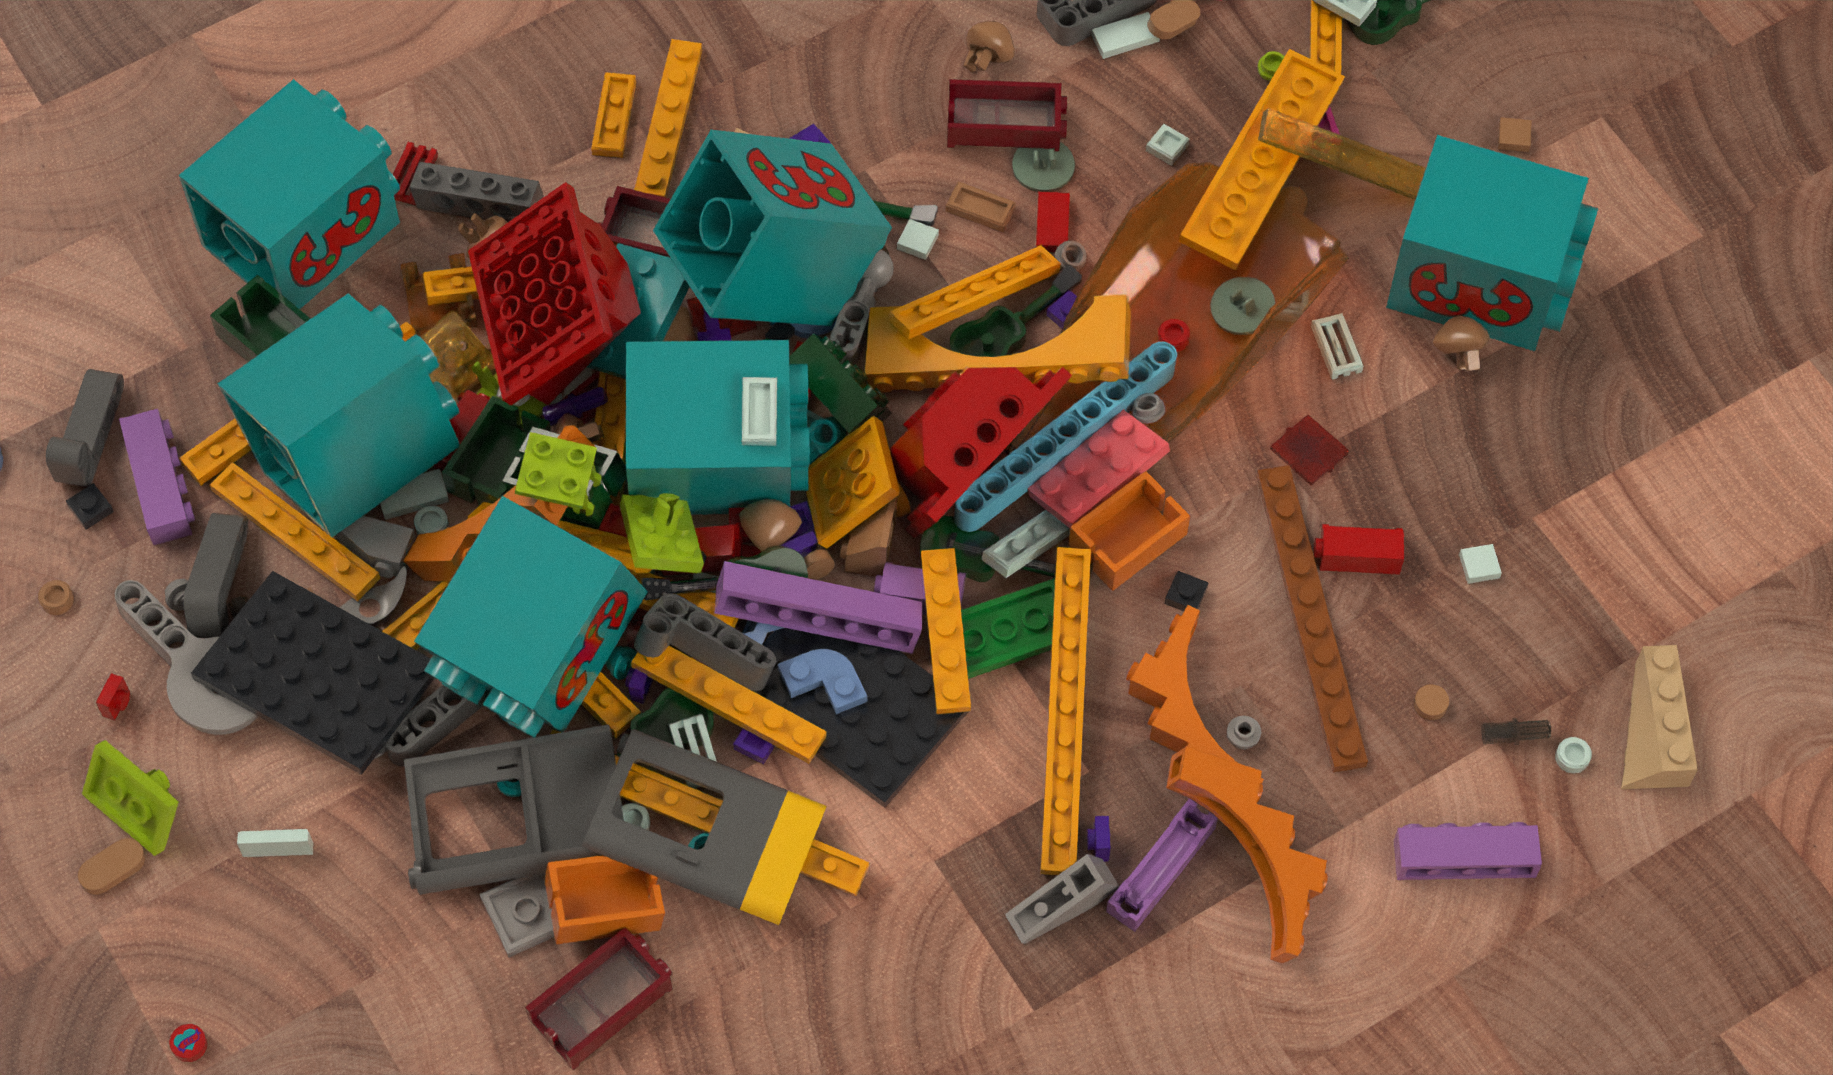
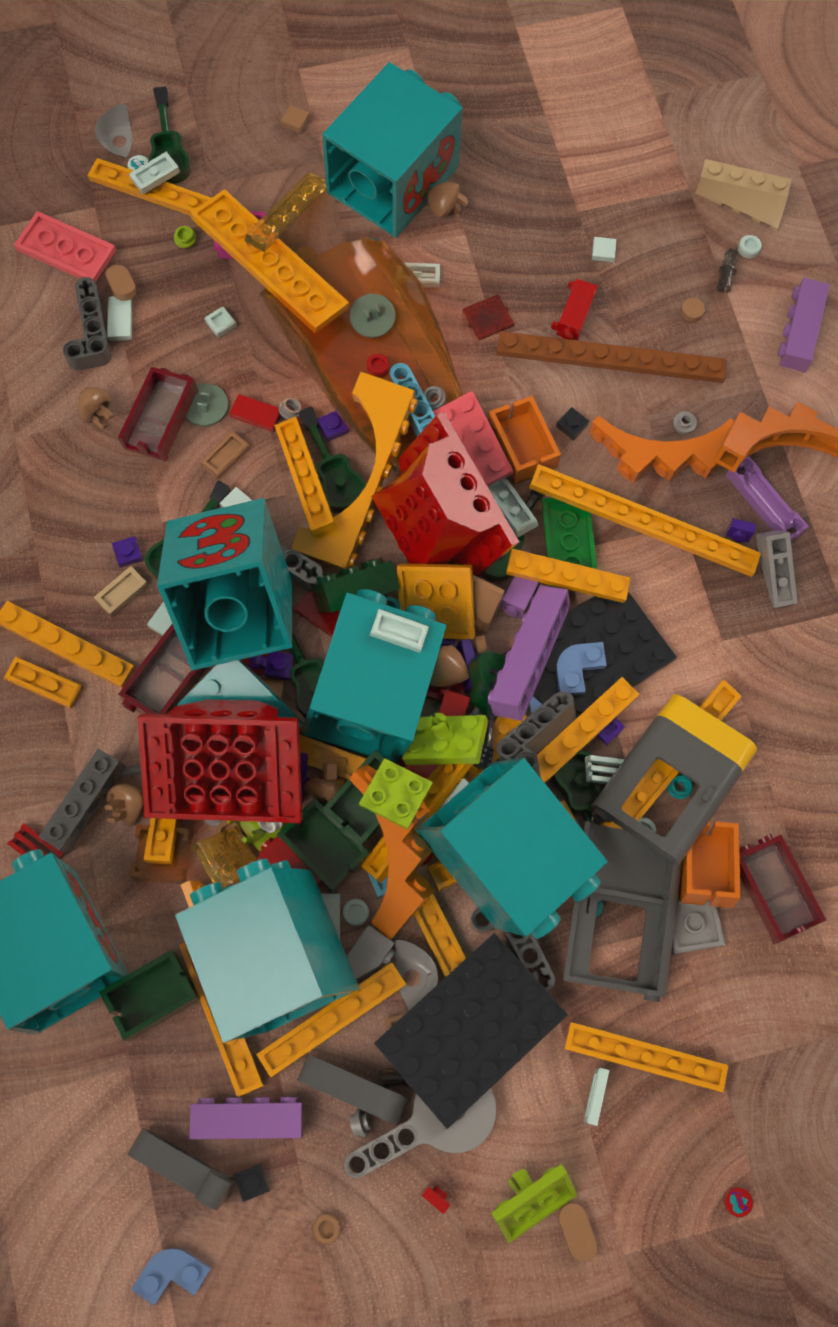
camera: 75 degrees left, 10 degrees up
(338, 891) = (646, 1057): none -> light orange plate

